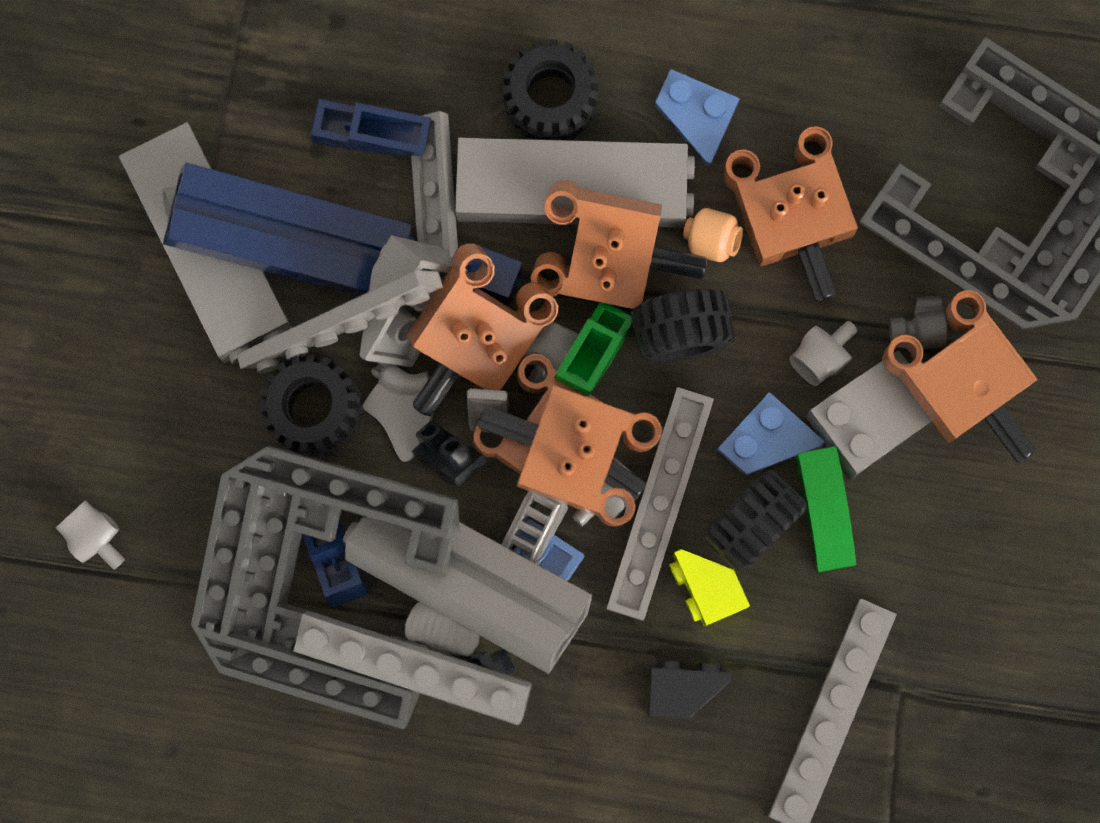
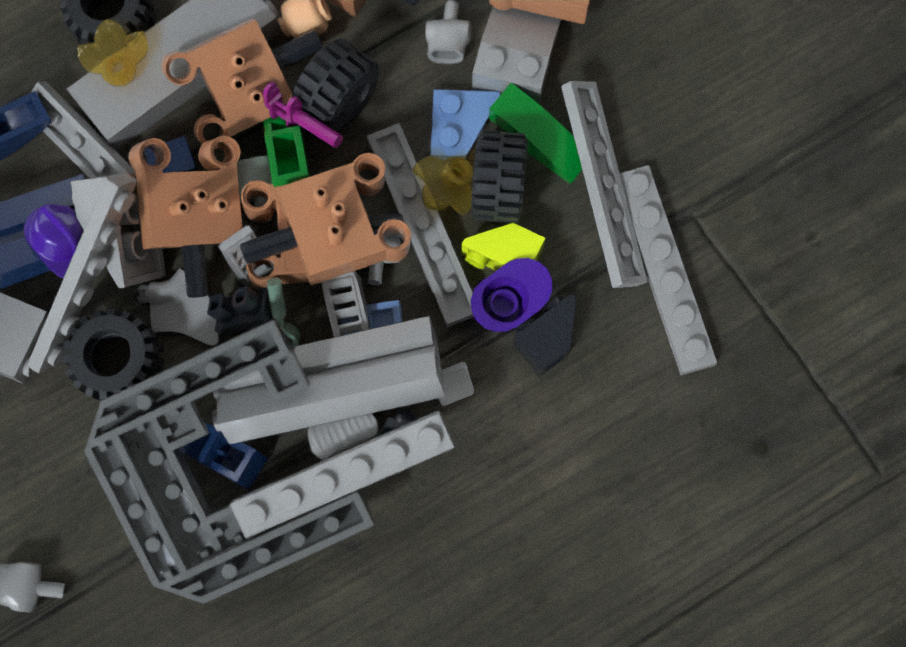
camera: 40 degrees left, 5 degrees down
(344, 267) = (54, 235): none -> dark purple piece
(473, 485) = (279, 310): none -> sand green piece
(521, 135) = (111, 48): none -> clear yellow plate
(572, 664) = (456, 383): none -> light grey slope
(626, 324) = (296, 116): none -> magenta piece
(679, 631) = (511, 295): none -> dark purple piece
(703, 485) = (445, 183): none -> clear yellow plate
(842, 599) = (604, 184): none -> light grey plate

